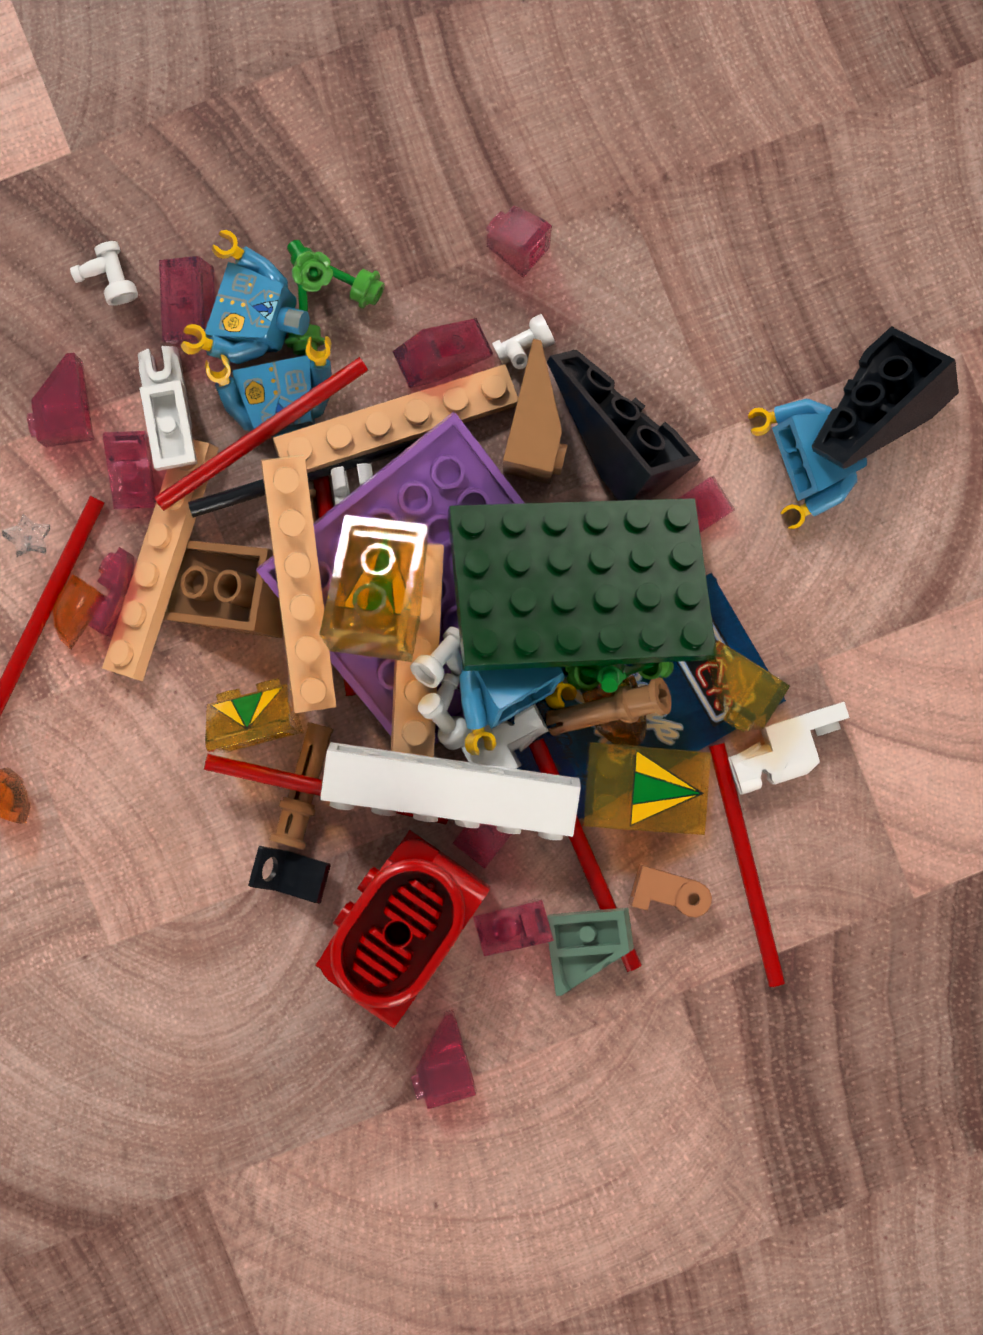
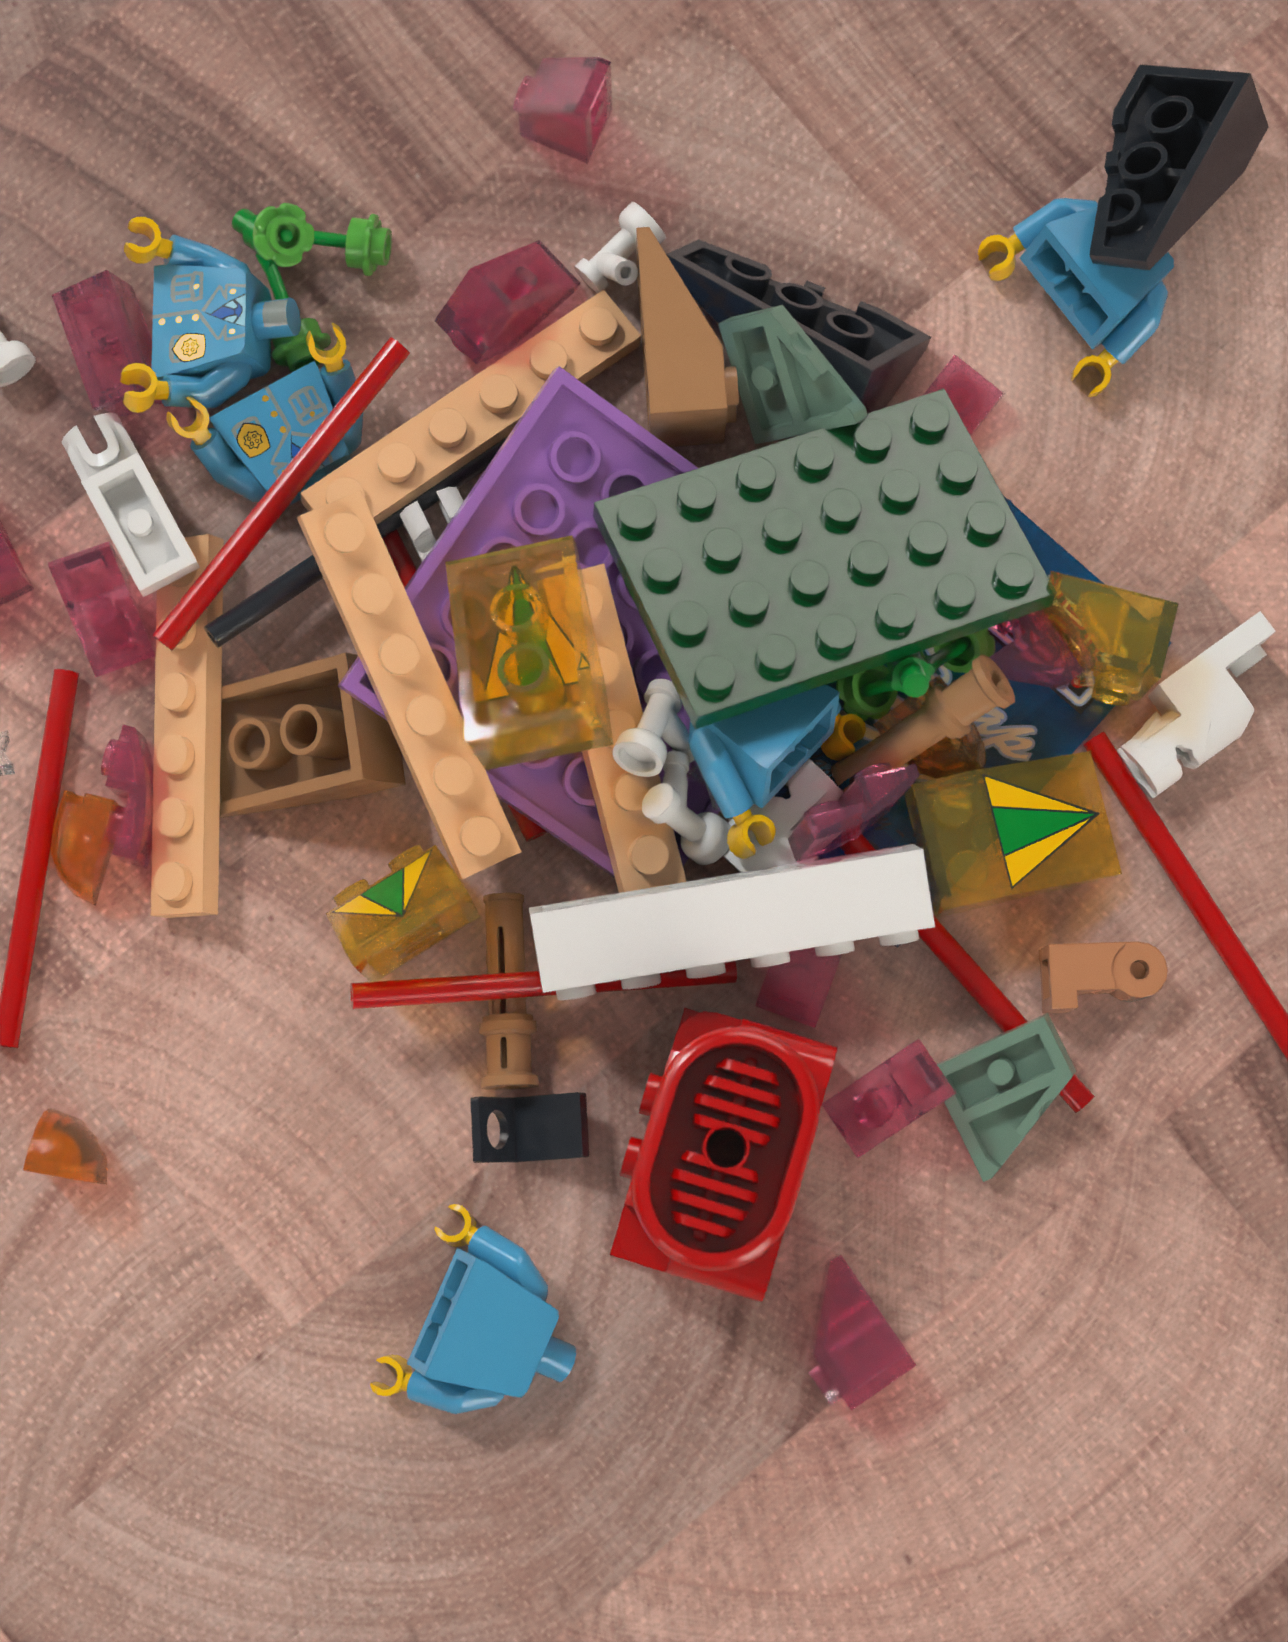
camera: 20 degrees left, 5 degrees down
(222, 987) = (483, 1328): none -> dark azure torso
(556, 744) = (859, 808): none -> clear pink slope
(597, 461) = (785, 377): none -> sand green wing
(696, 683) = (1036, 653): none -> clear pink slope

